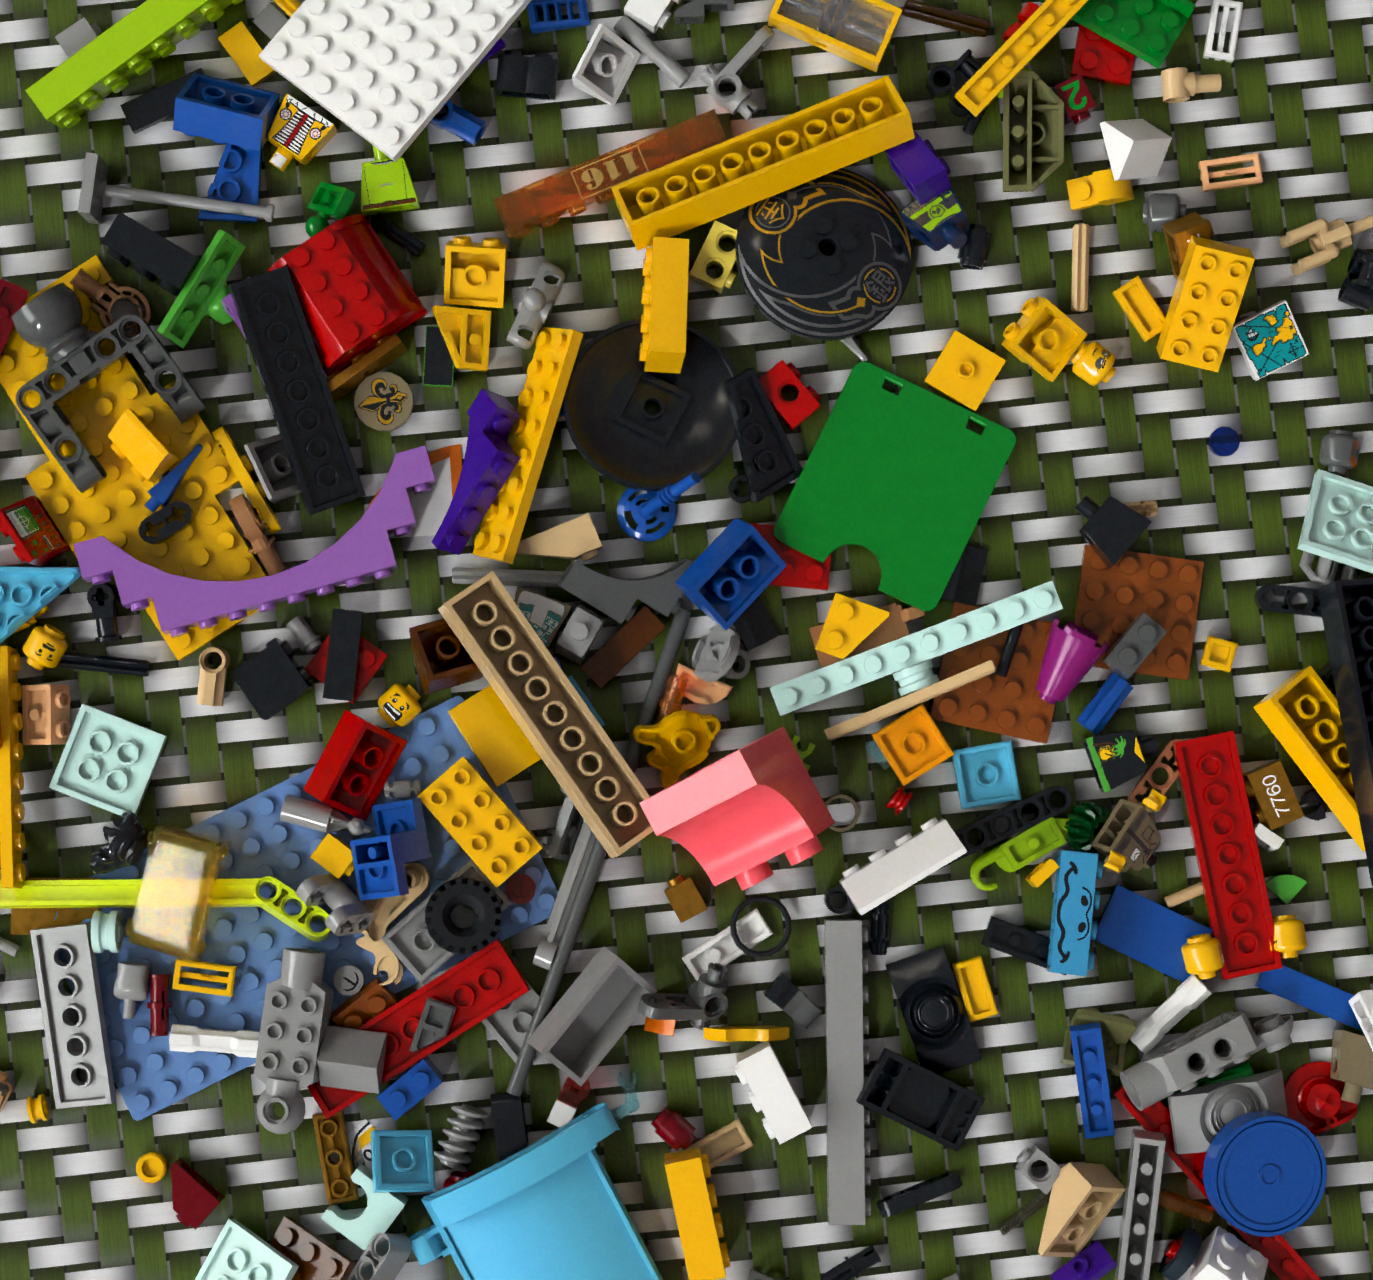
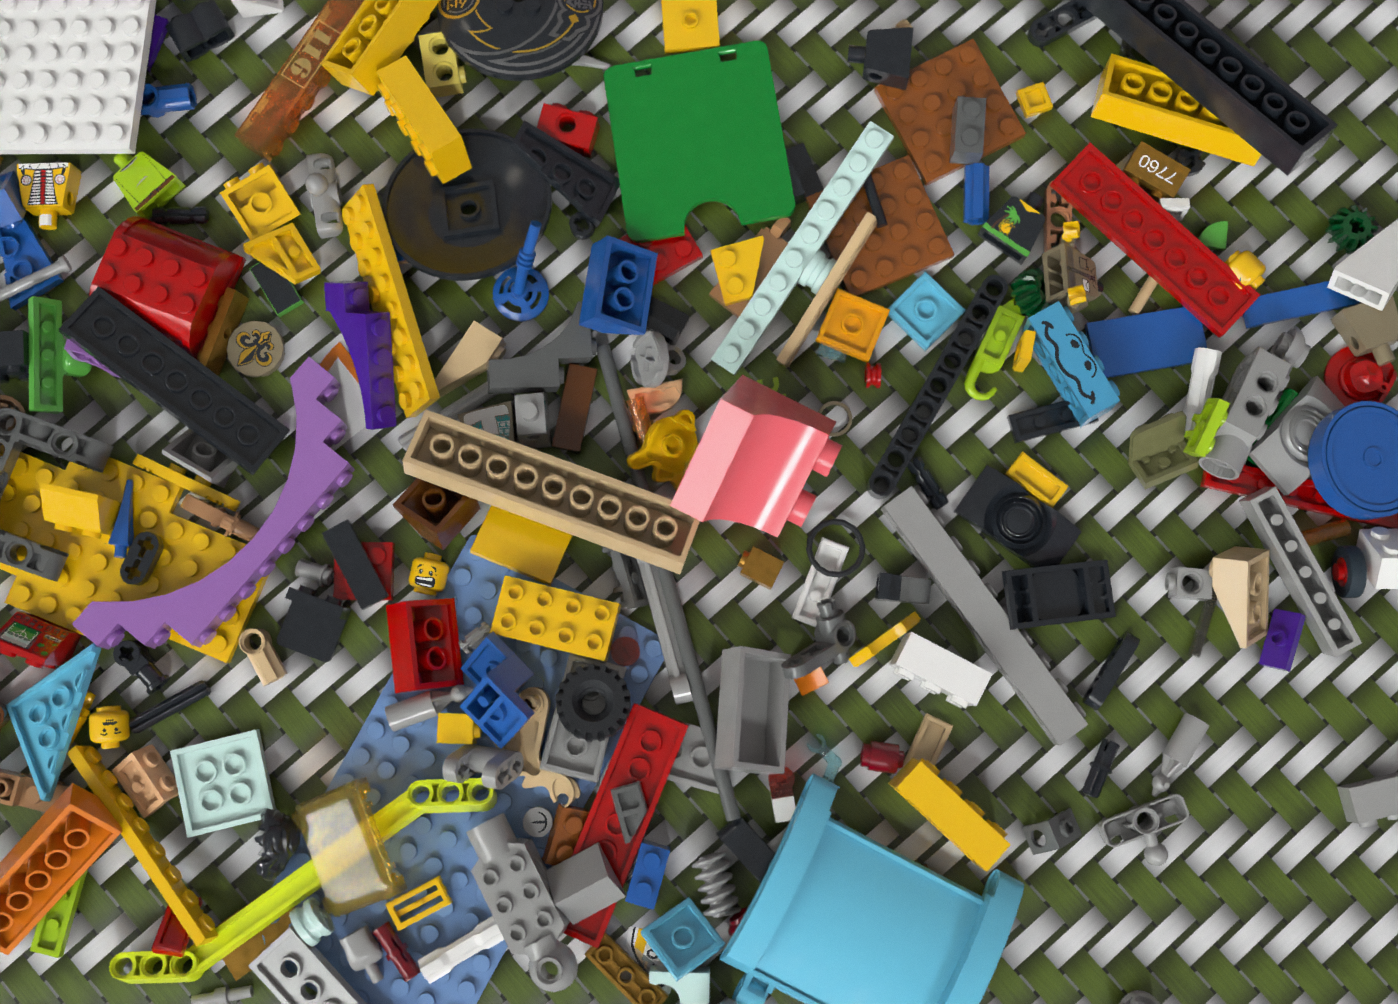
camera: 30 degrees left, 5 degrees down
(328, 202) = (106, 221): green plate -> none
(902, 865) = (913, 417): white slope -> none
(1066, 660) = (925, 174): magenta cone -> none
(1092, 1080) = (1180, 483): blue plate -> none
(1136, 1053) = (1201, 438): none -> lime hinge
(1202, 956) = (1193, 328): yellow head -> none

